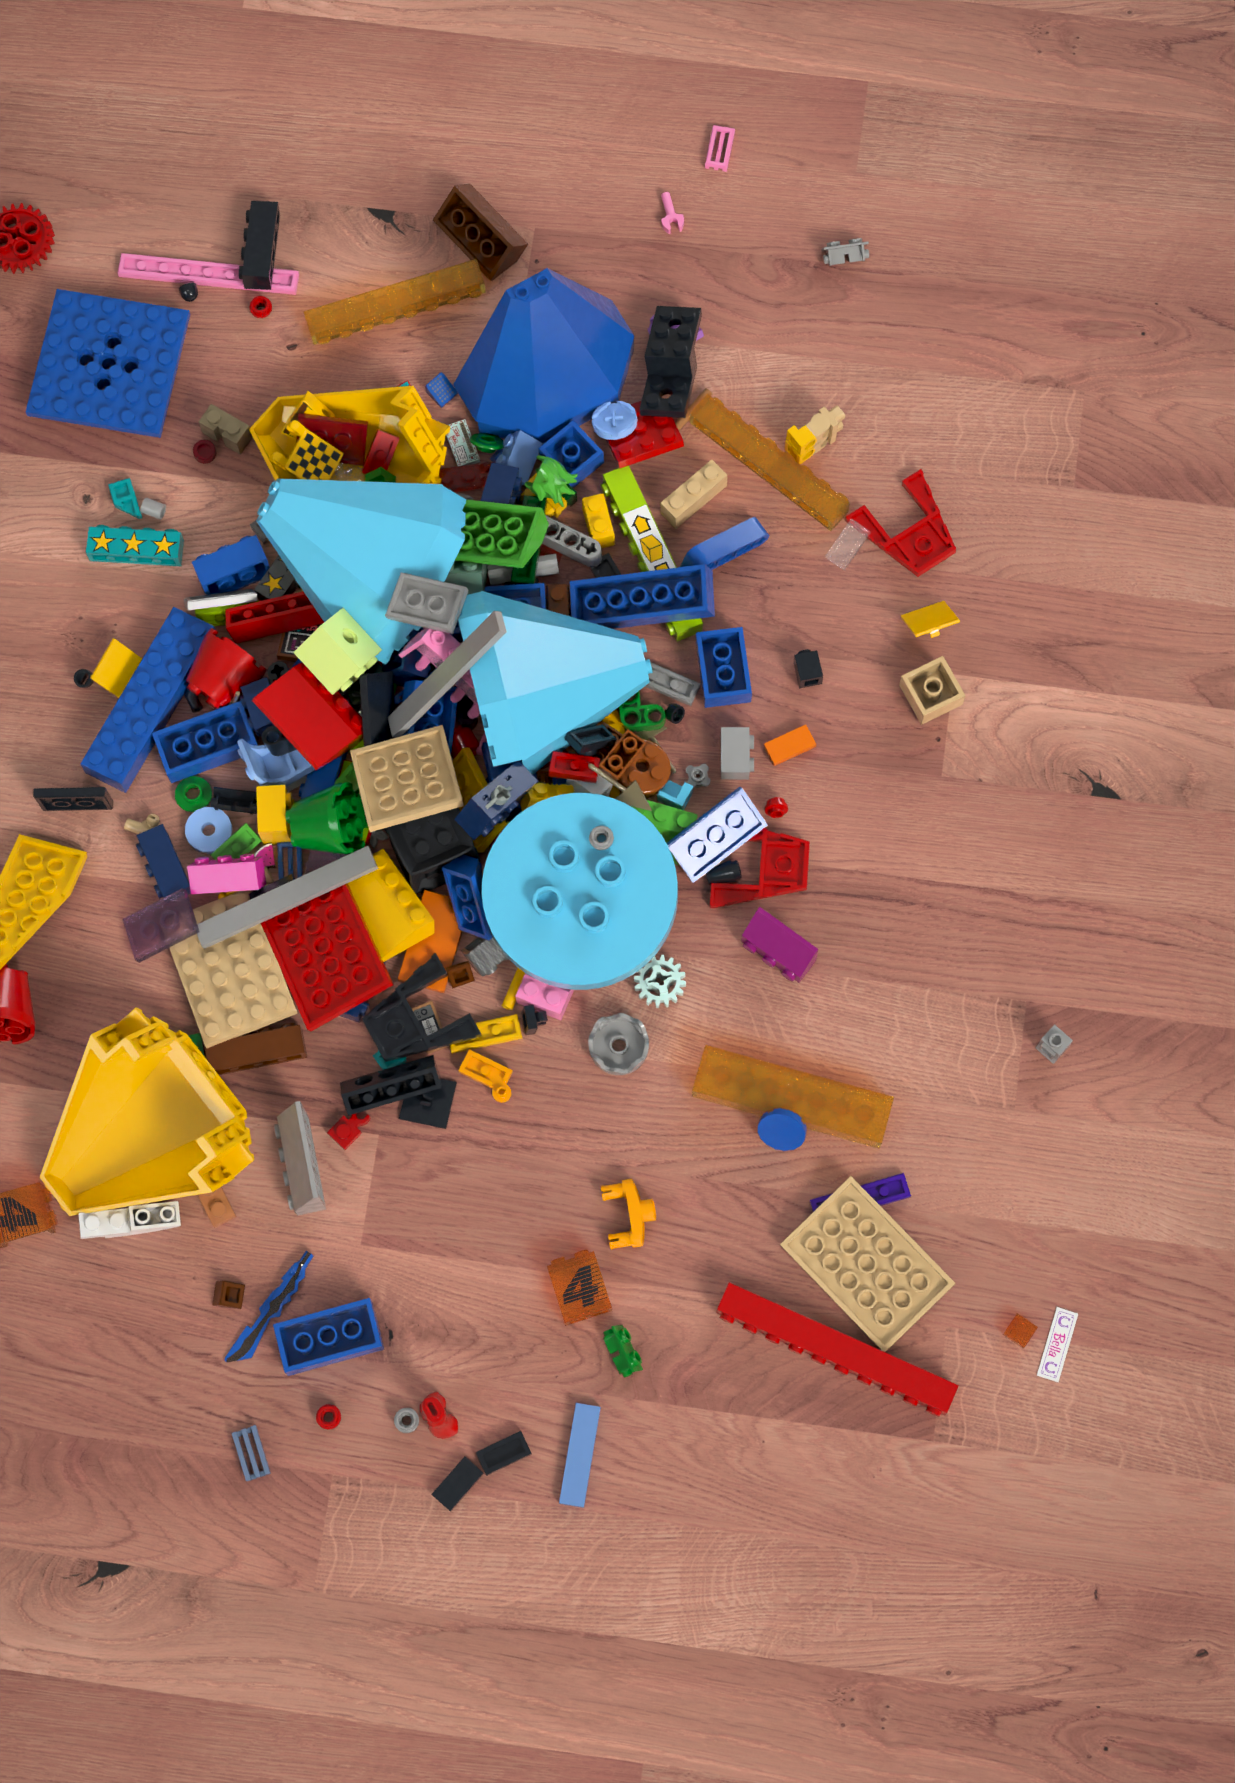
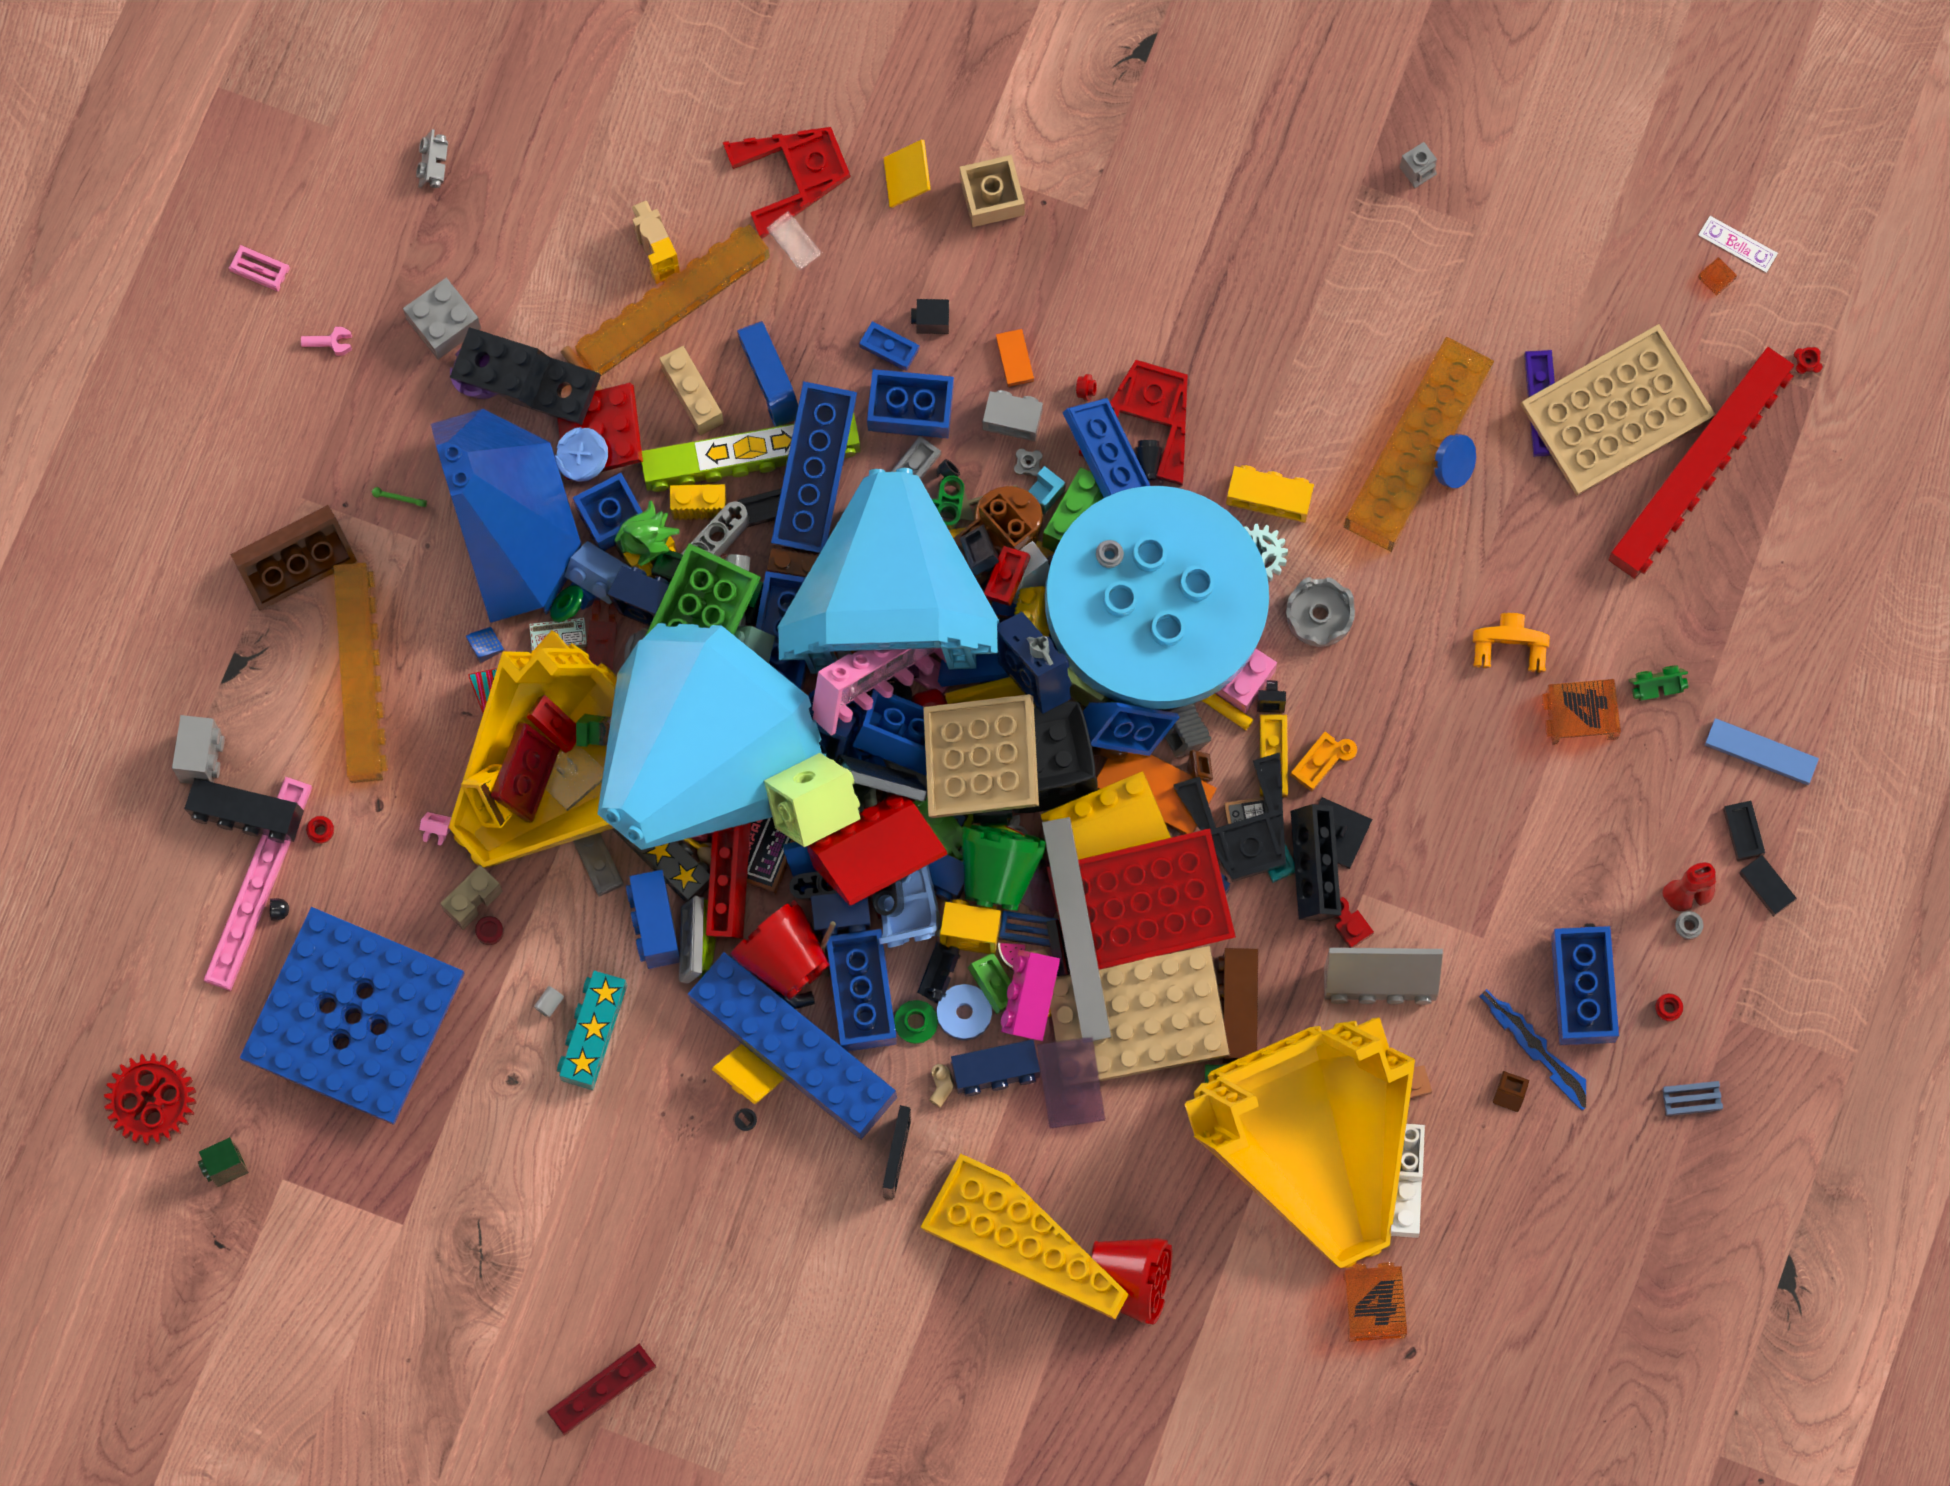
camera: 80 degrees left, 0 degrees up
(125, 498) = (525, 1033): teal tile -> none
(279, 387) = (435, 824): none -> bright pink tile
(300, 198) = (197, 749): none -> light grey brick
(311, 456) = (548, 797): yellow flag -> none
(426, 603) = (796, 675): light grey tile -> none
(447, 674) = (884, 674): light grey tile -> none
(631, 795) = (1051, 524): dark tan piece -> none
(709, 288) = (441, 318): none -> light grey brick
(717, 980) = (1270, 493): none -> yellow brick
(773, 641) = (889, 346): none -> blue plate
(779, 946) = (1248, 417): magenta slope -> none
(963, 1421) = (1811, 353): none -> red plate

